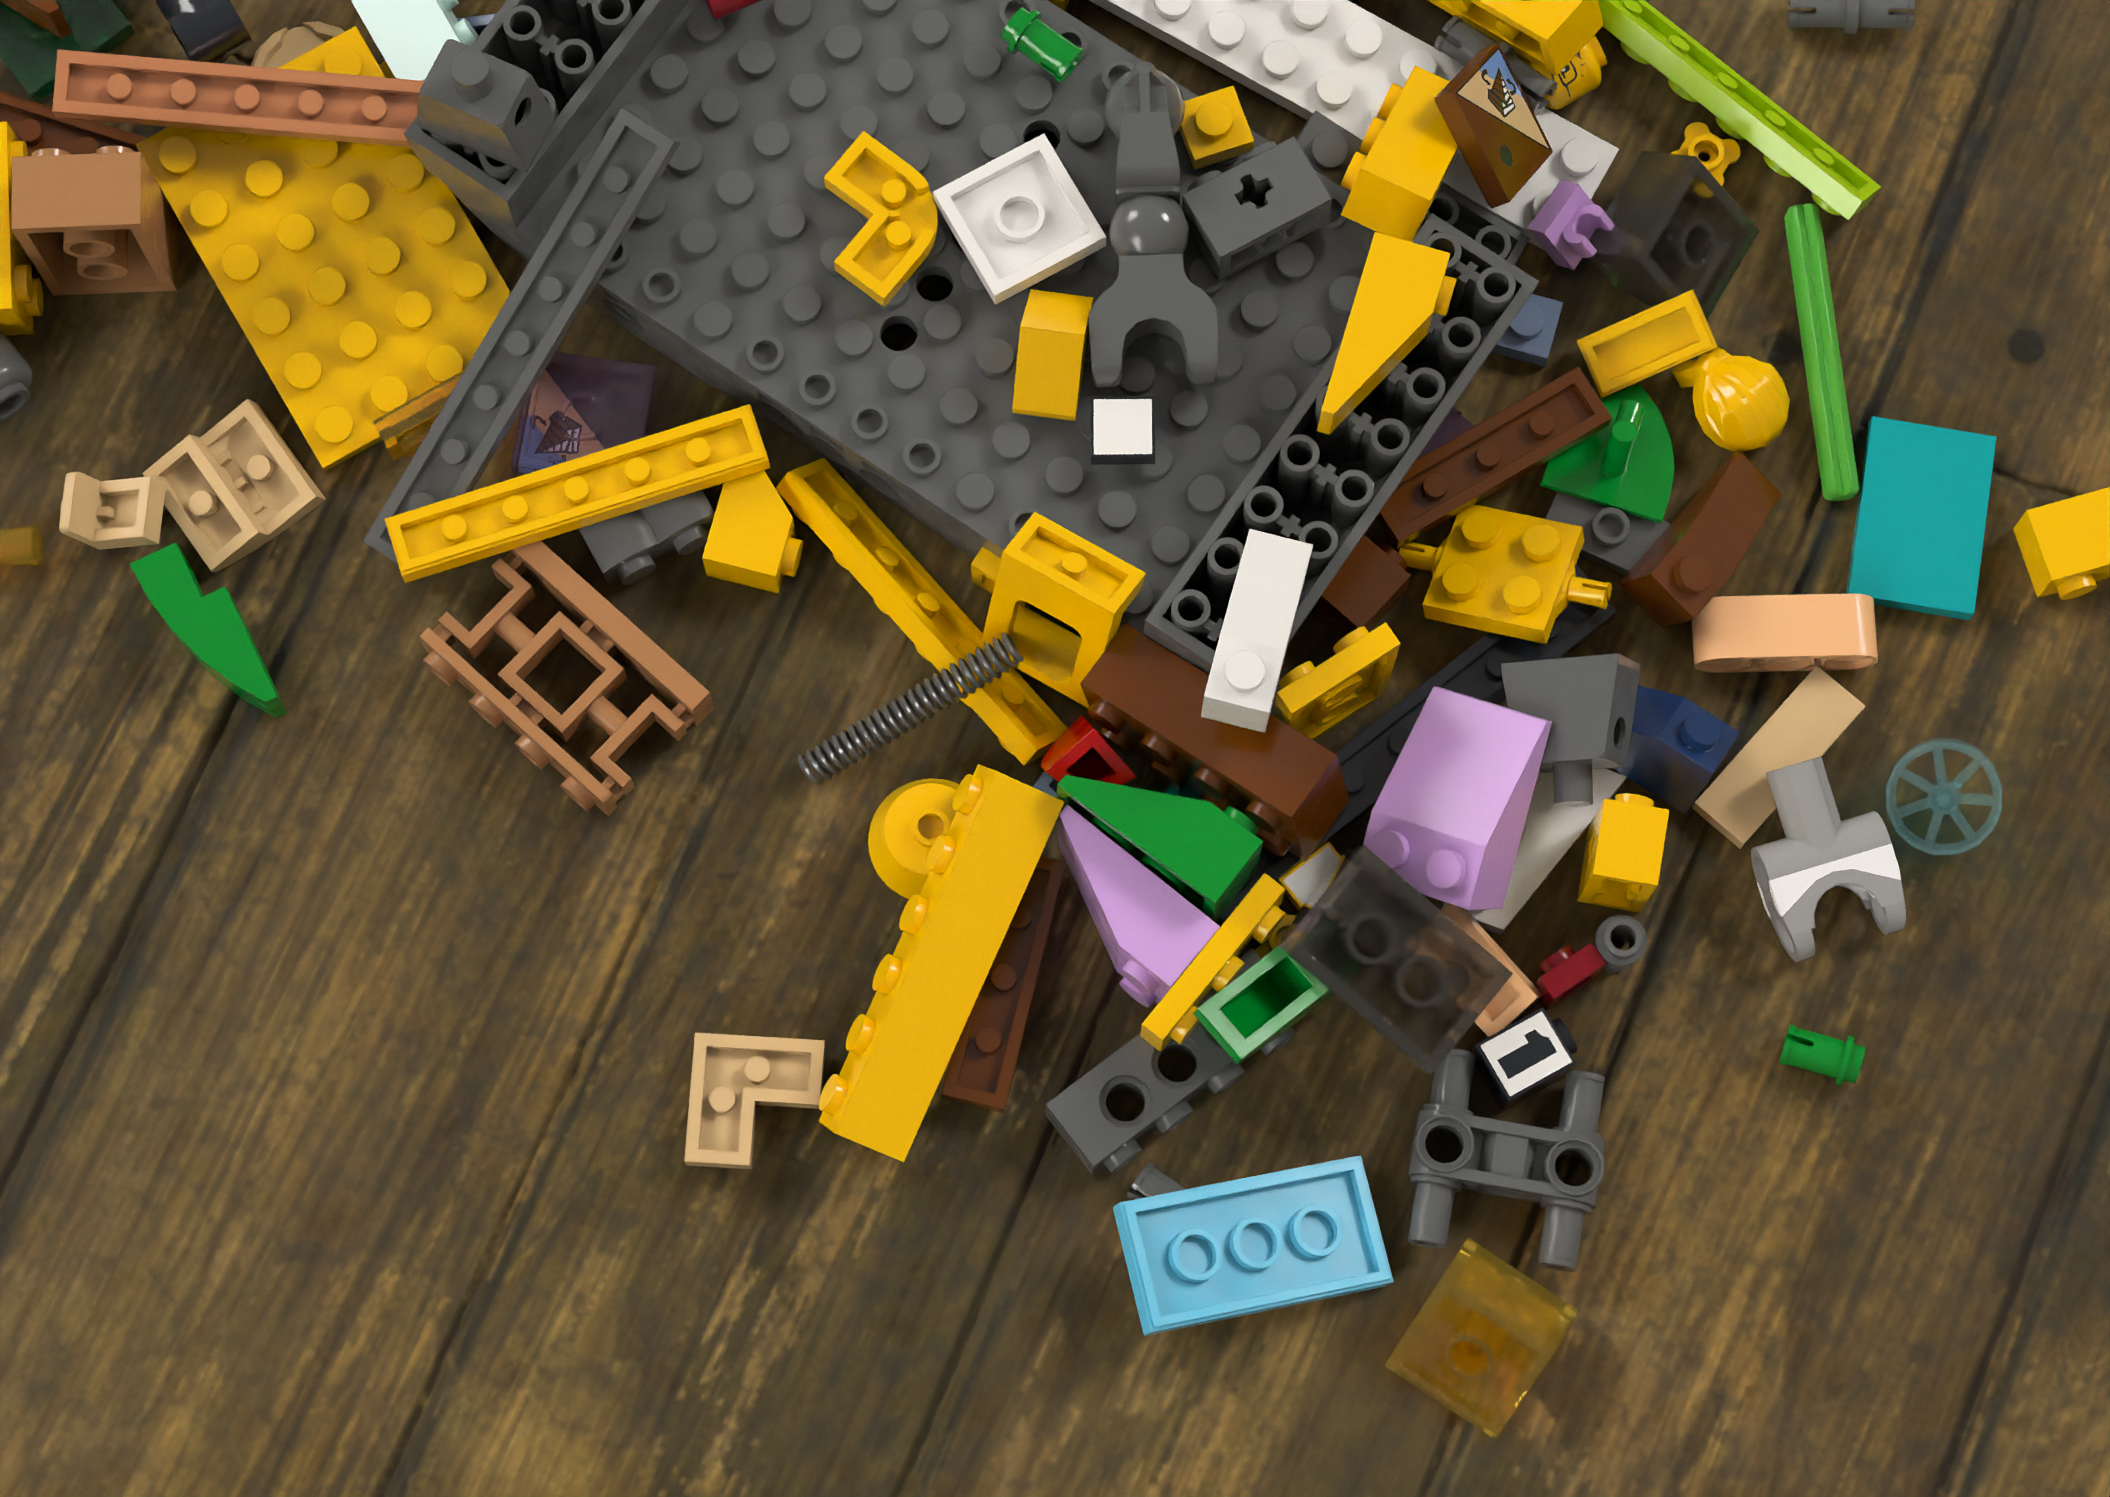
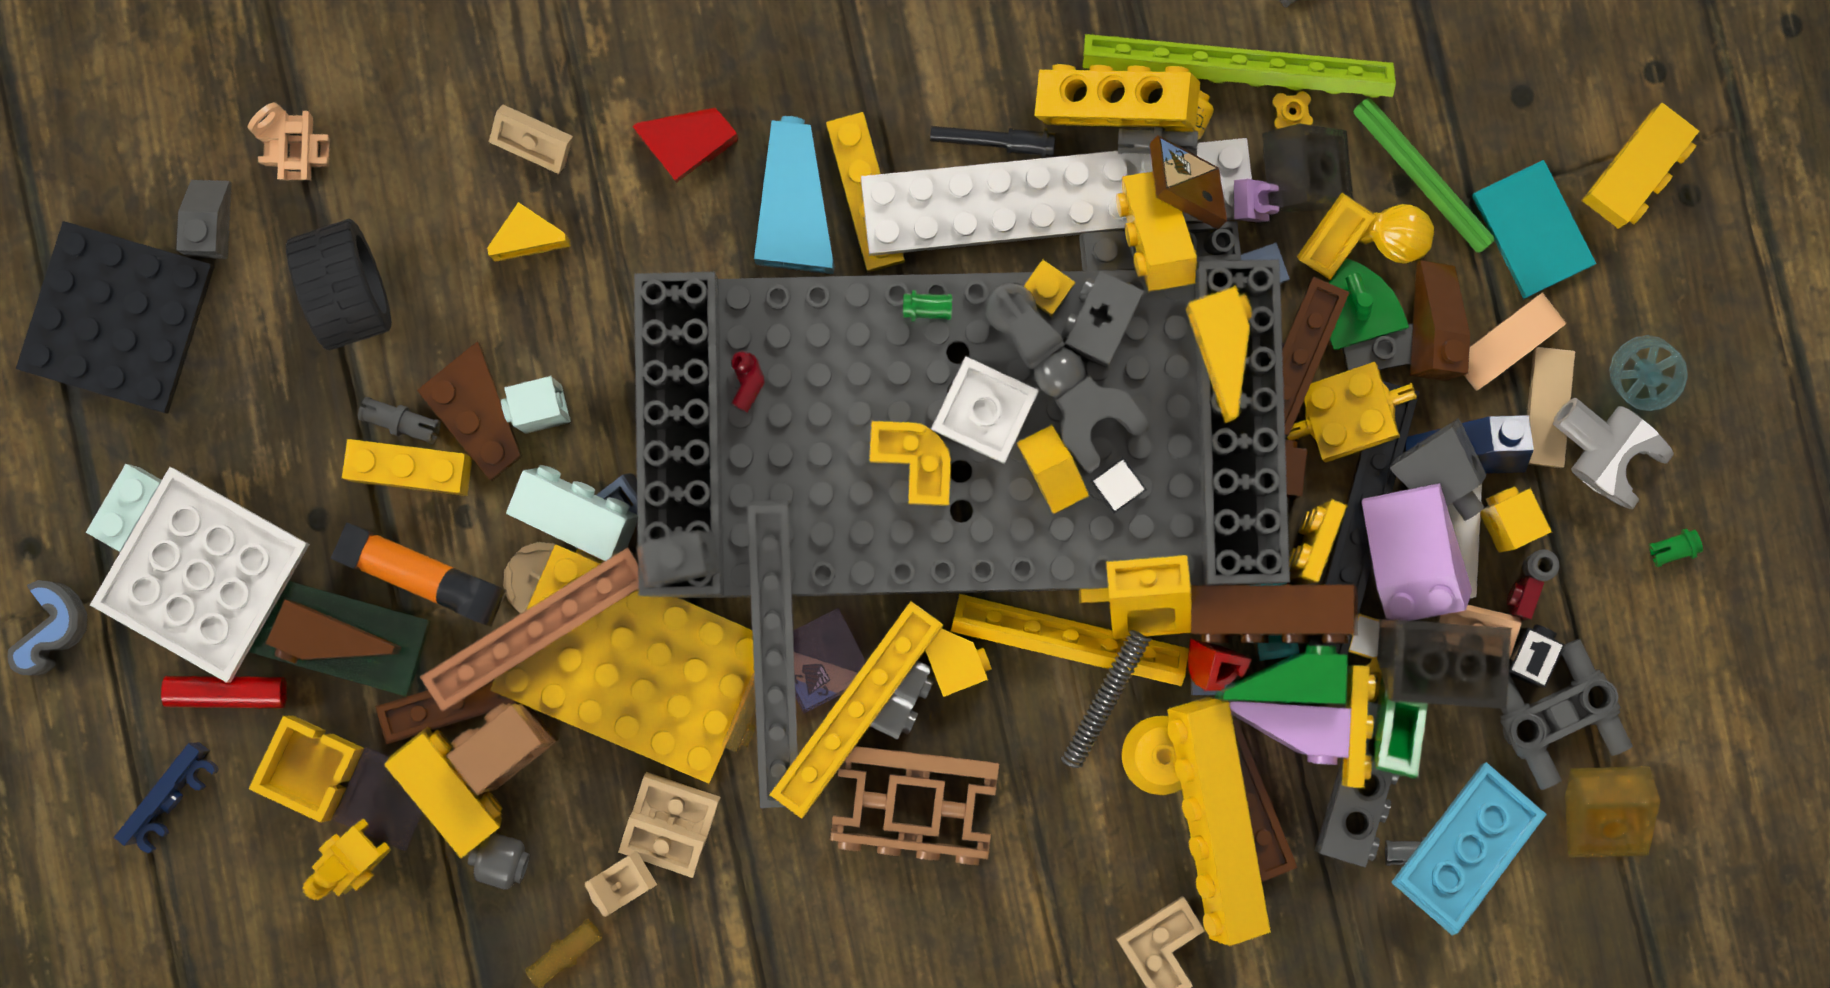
camera: 30 degrees left, 10 degrees up
(207, 627) = (717, 910): green slope -> none
(1256, 630) = (1273, 552): white slope -> none

